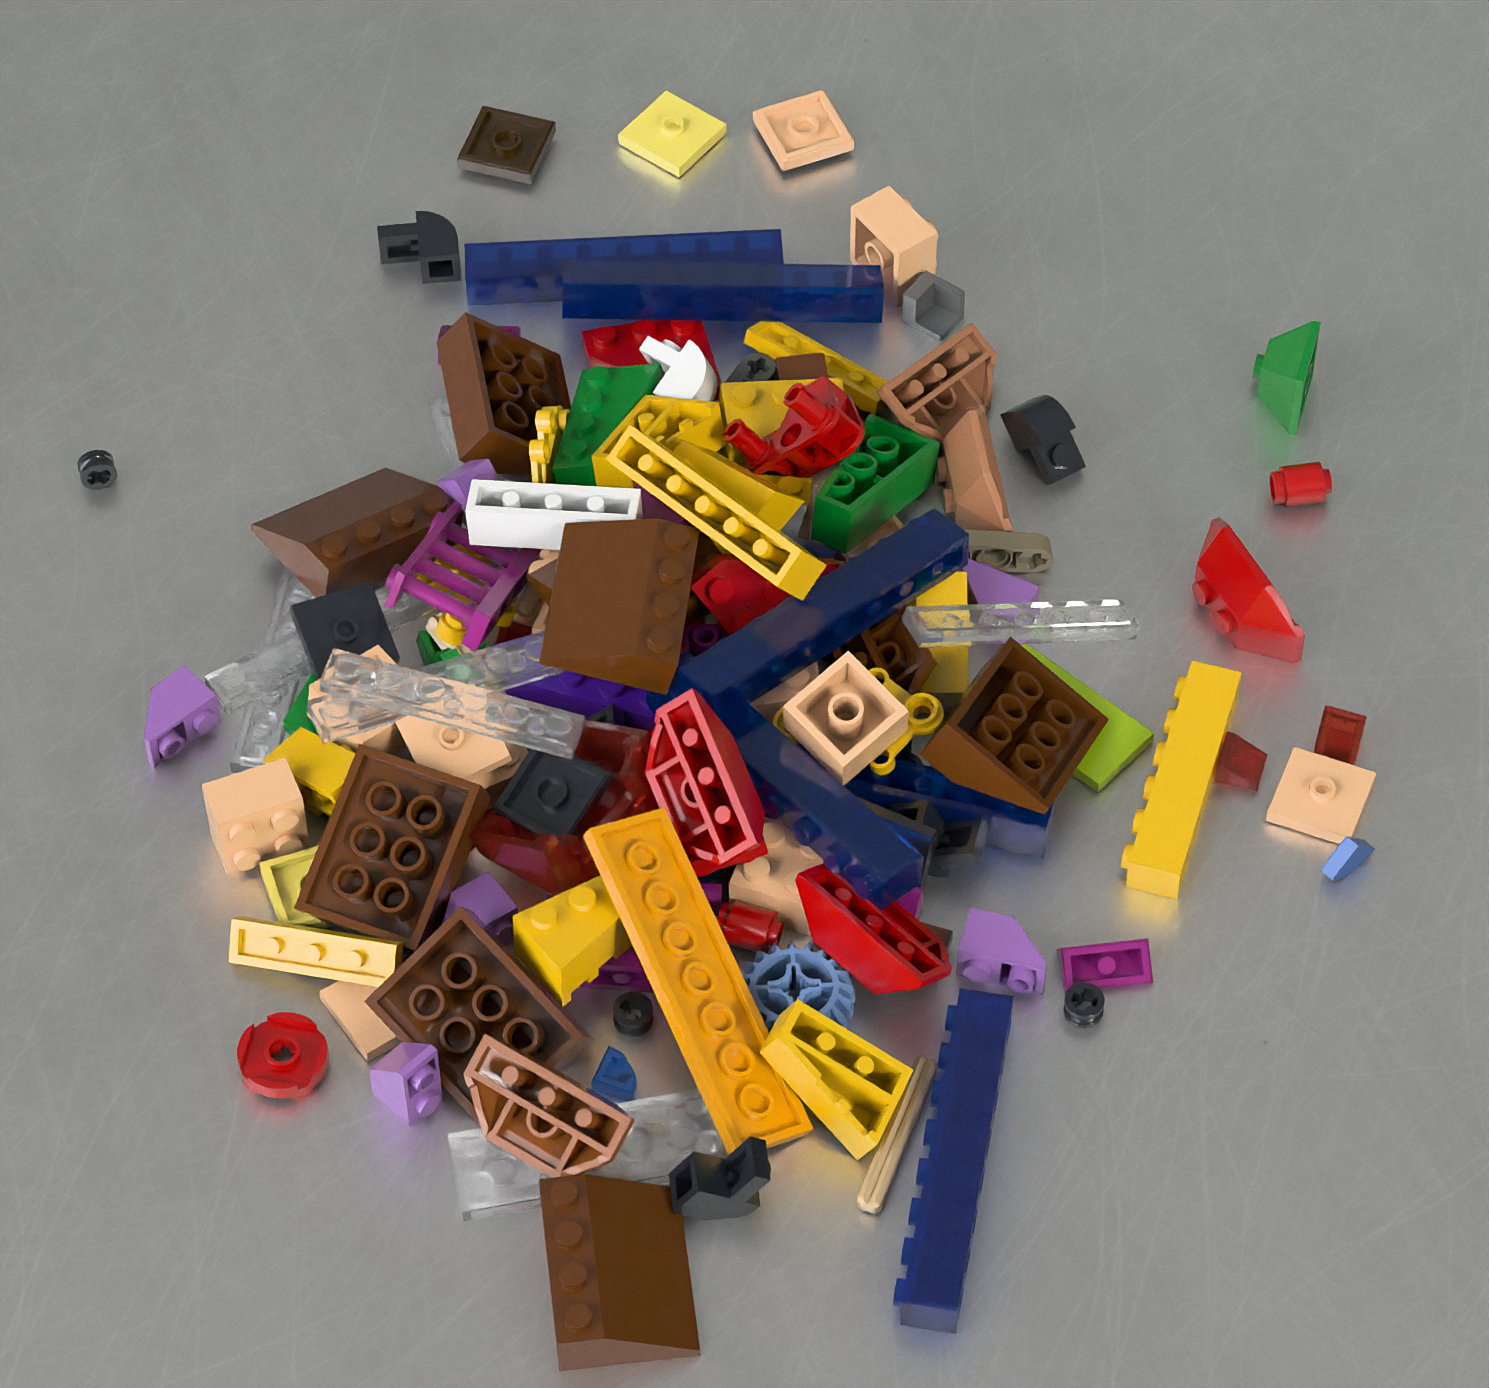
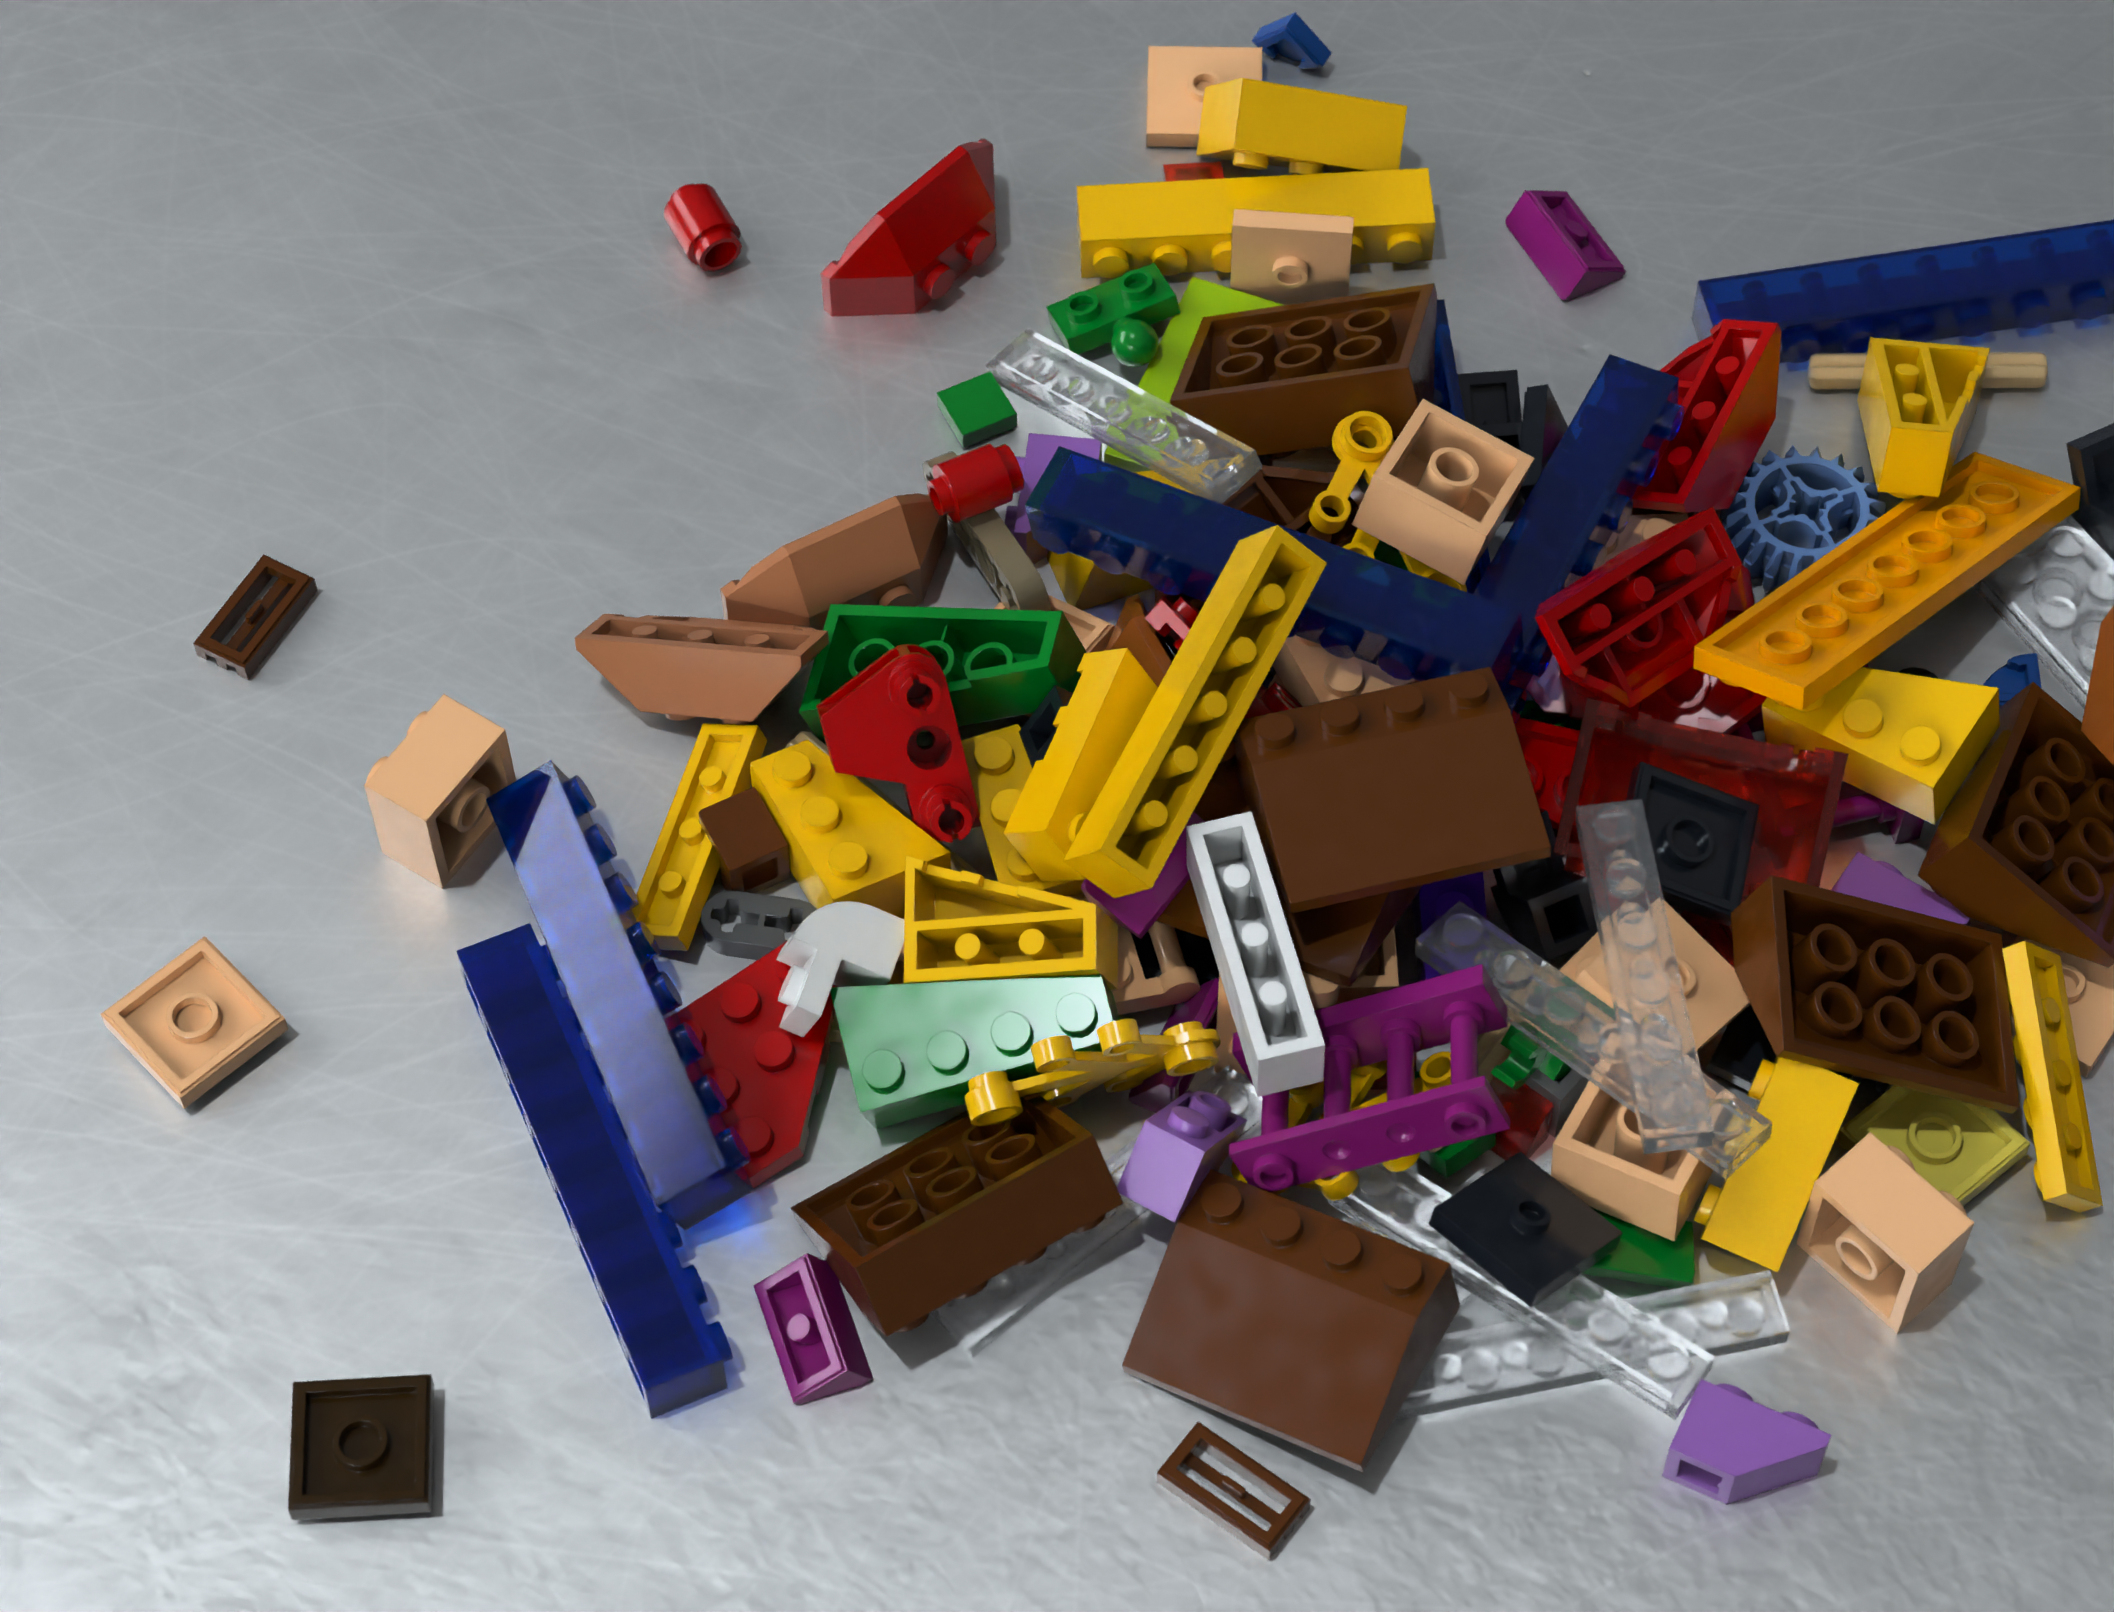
camera: 110 degrees left, 5 degrees up
(287, 494) = (1218, 1511): none -> reddish brown tile
(429, 240) = (638, 1461): black brick -> none
(672, 133) = (250, 1214): light yellow plate -> none
(933, 305) = (531, 733): dark grey panel -> none
(994, 528) = (975, 482): none -> red brick
(999, 953) = (1621, 325): medium lavender slope -> none
(1045, 429) = (729, 518): black brick -> none
(1075, 216) = (264, 621): none -> reddish brown tile
(1091, 585) = (976, 409): none -> green tile
(1092, 1014) = (1655, 239): black bush -> none
(1129, 769) = (1291, 255): none -> light nougat plate
(1139, 677) = (1118, 314): none -> green plate
(1241, 810) = (1299, 128): none -> yellow wedge
(1287, 373) = (524, 261): green slope -> none
(1340, 734) = (1108, 94): clear red slope -> none

